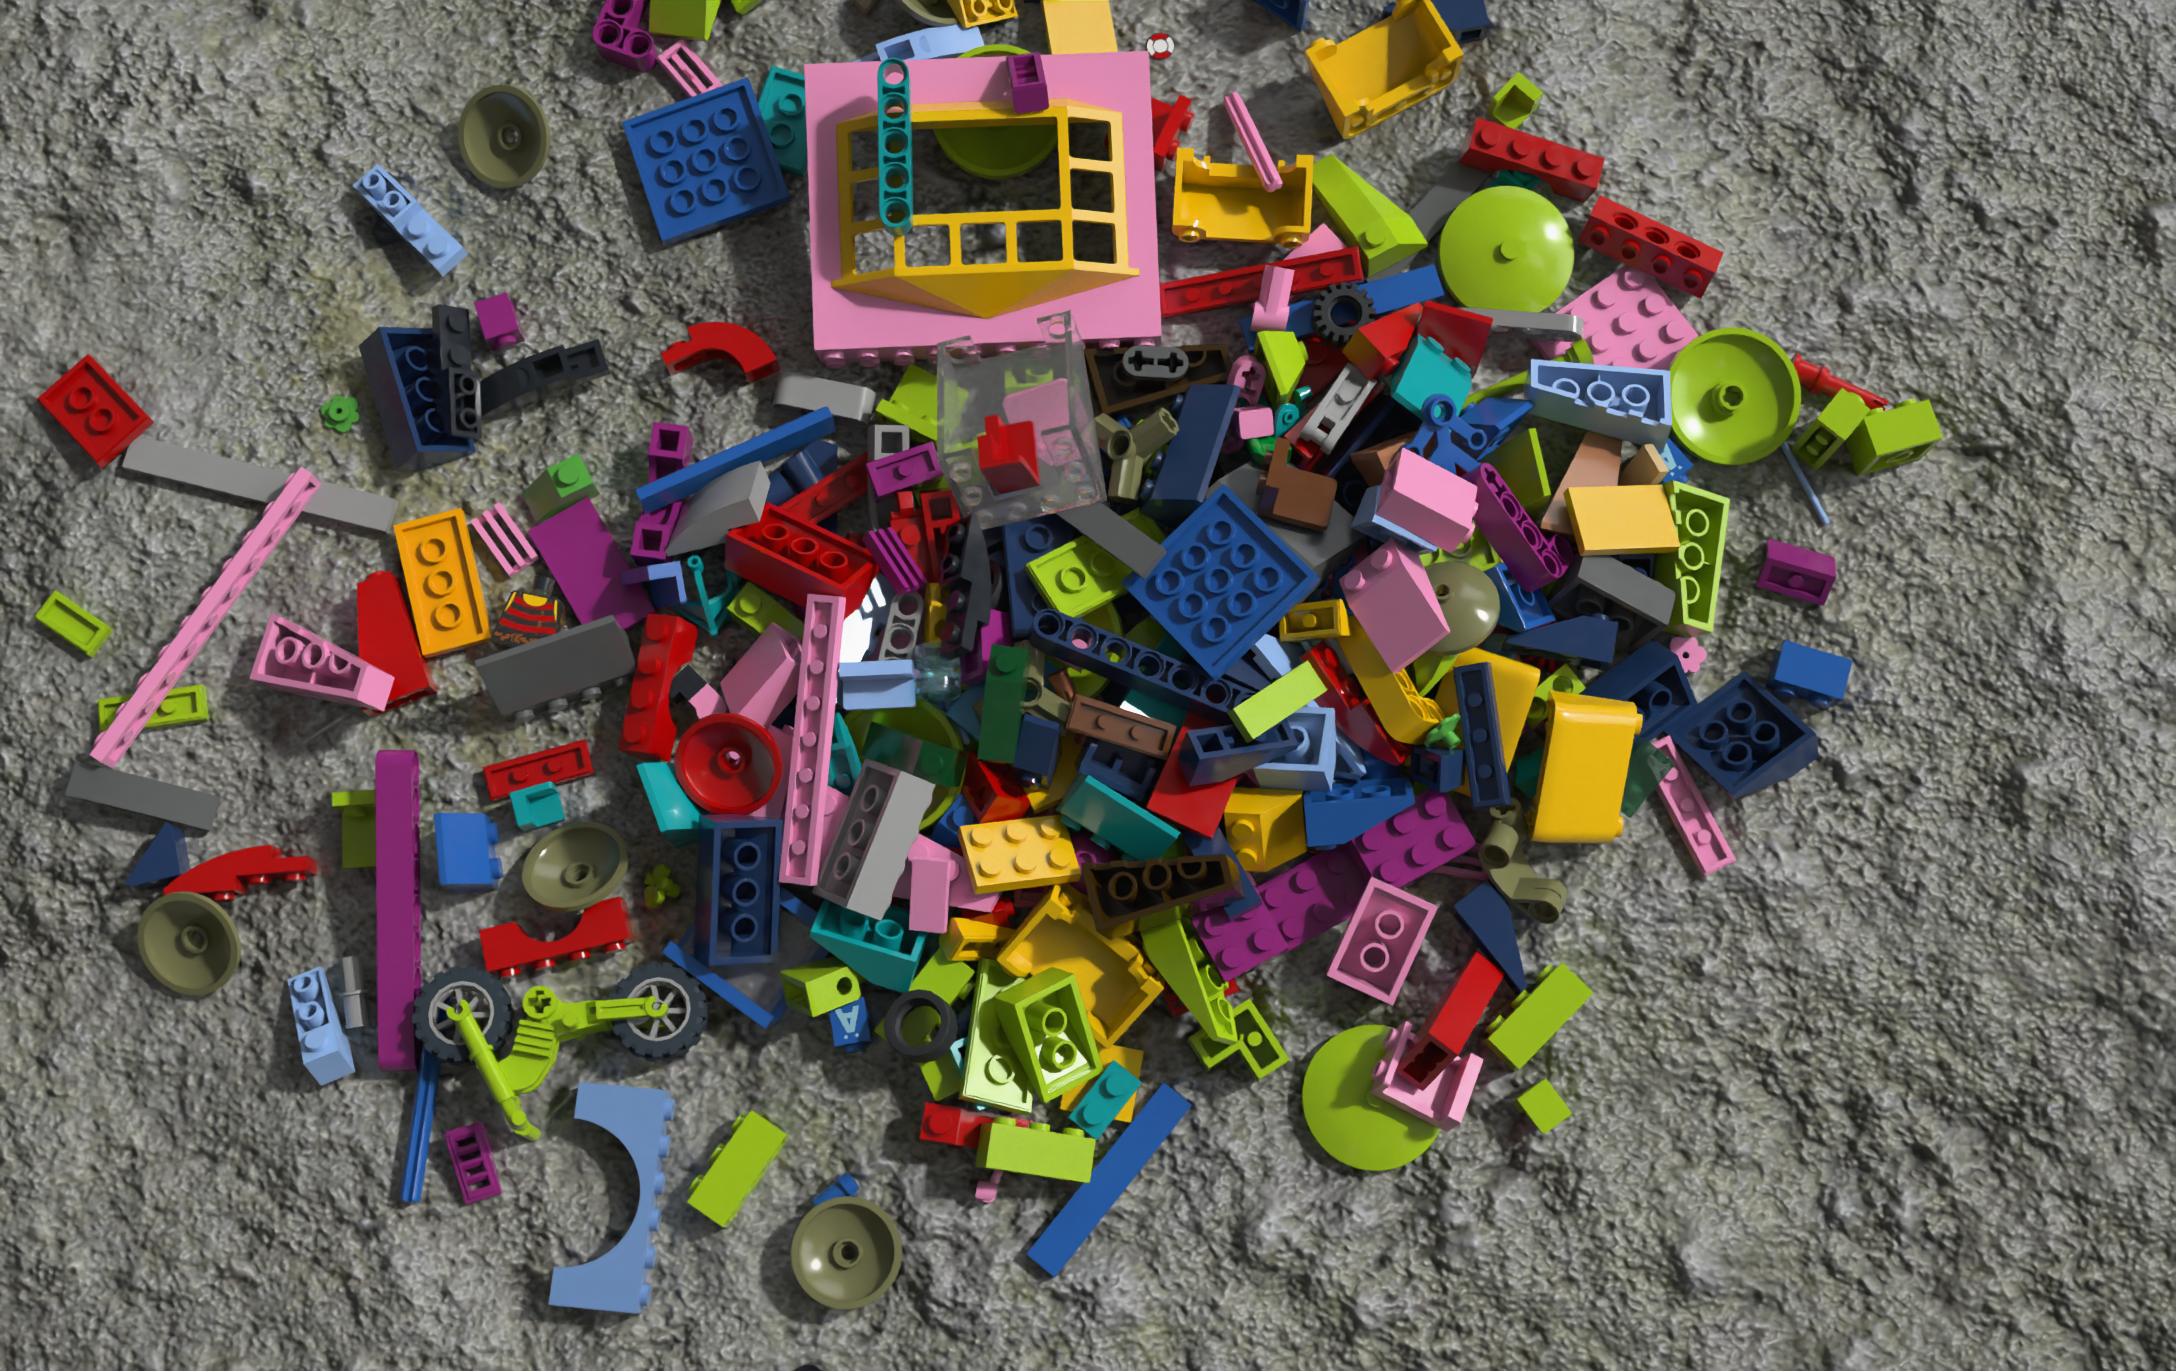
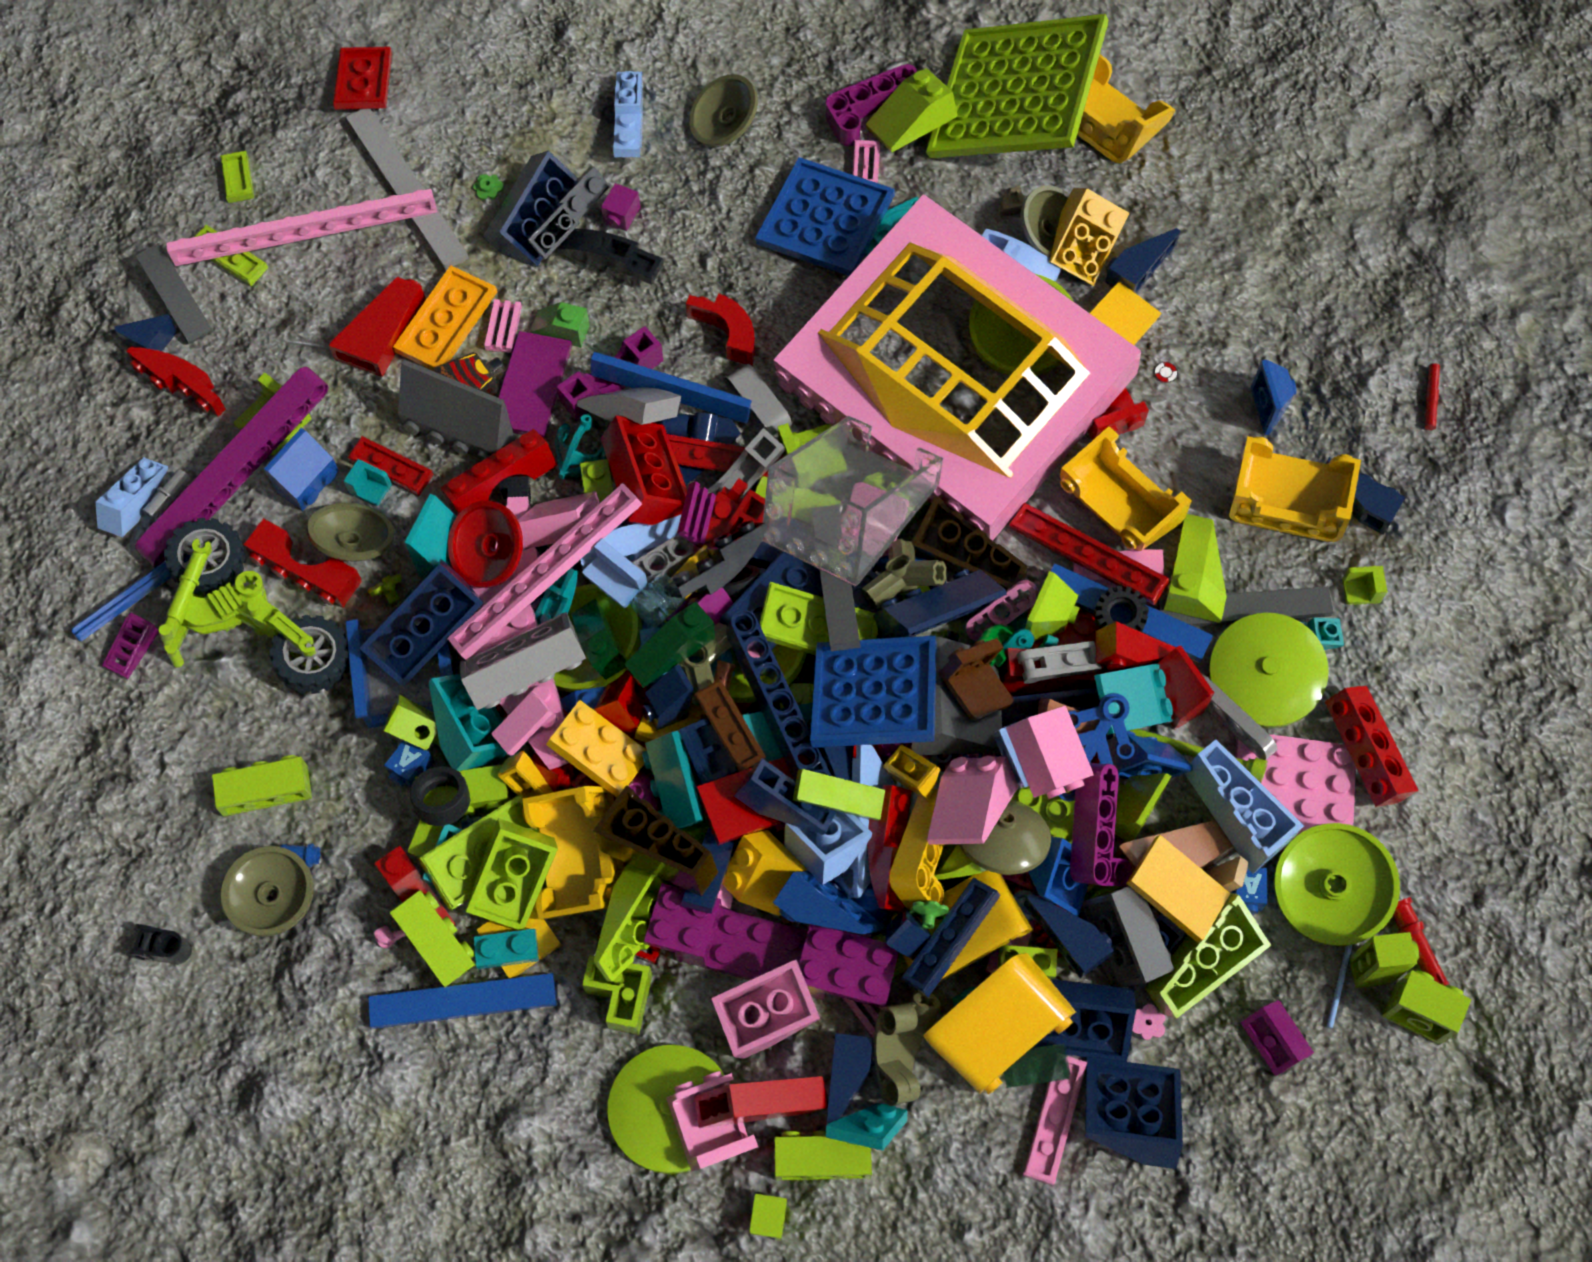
camera: 45 degrees right, 10 degrees down
(176, 951) = (112, 387): olive dish -> none
(310, 666) = (328, 299): bright pink wedge -> none
(620, 1276) = (138, 783): medium blue arch -> none
(664, 581) = (561, 409): blue panel -> none
(895, 130) = (927, 263): teal beam -> none
(904, 471) = (748, 467): magenta panel -> none
(1009, 454) = (818, 507): red panel -> none
(1027, 82) = (1043, 305): magenta slope -> none
(1155, 354) = (966, 544): dark grey beam -> none
(1252, 142) = (1164, 467): bright pink axle -> none
(1253, 421) = (998, 625): bright pink slope -> none
(1272, 308) = (1078, 570): bright pink piece -> none
(1554, 956) = (869, 1127): none -> teal wing
(1565, 169) = (1357, 649): red arch -> none
(1808, 674) = (1220, 1109): blue brick -> none

